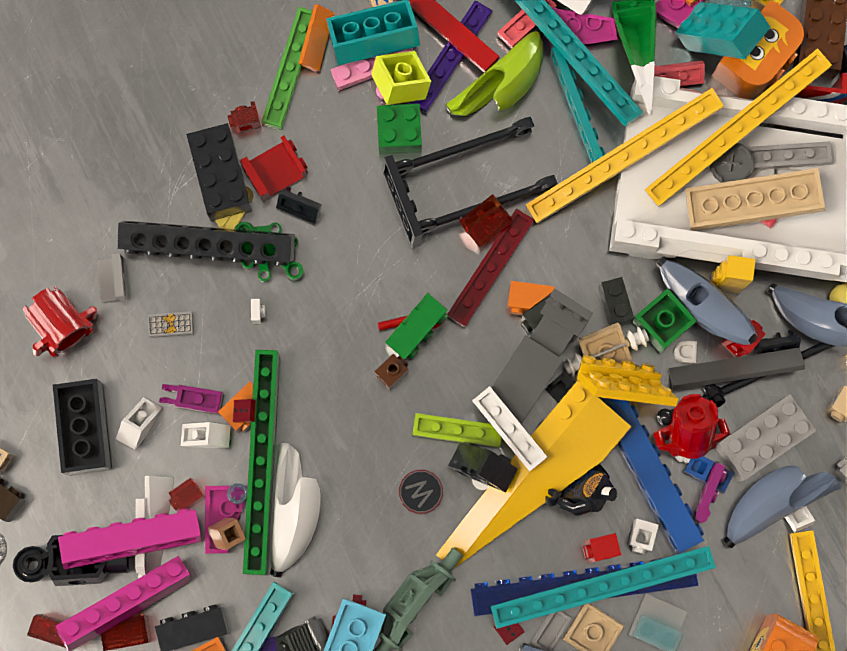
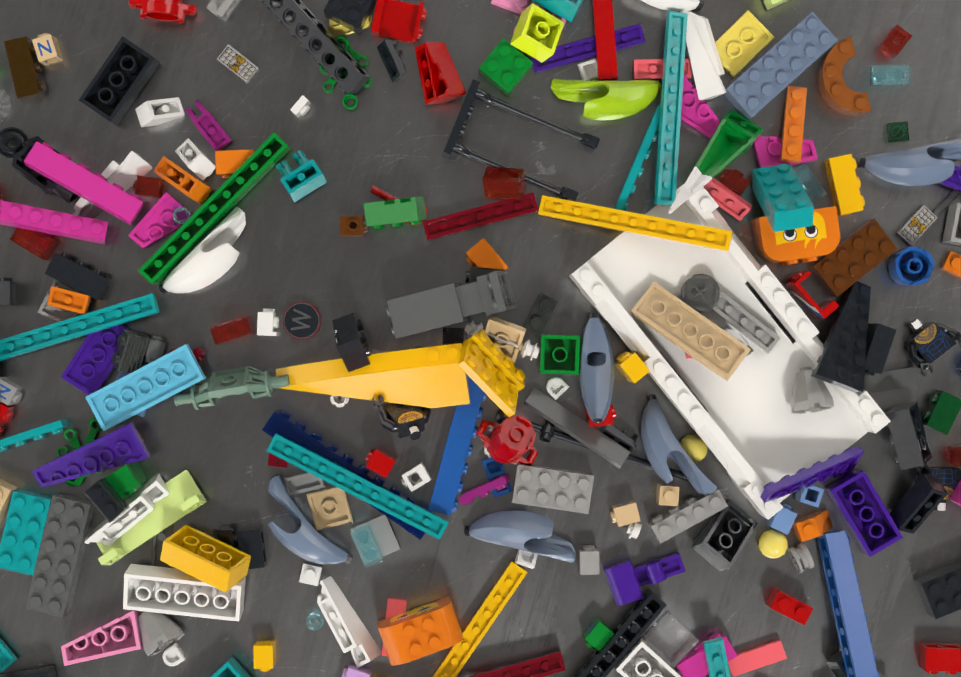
camera: 45 degrees right, 10 degrees up
(210, 463) = (182, 180): none -> orange slope
(226, 533) = (150, 235): medium nougat brick -> none
(244, 411) = (230, 166): dark red tile -> none
(314, 371) = (303, 179): none -> teal brick
(349, 182) = (438, 73): none -> red wedge
(369, 553) = (232, 330): none -> clear red brick
(394, 519) = (267, 323): none -> white brick
(456, 430) = (360, 302): lime plate -> none
(468, 72) = (588, 70): none -> white tile
(509, 428) = (388, 334): white plate -> none
(518, 533) = (339, 403): none -> white plate
(670, 54) = (734, 180): none -> clear red brick
(738, 127) = (726, 273): yellow plate -> none

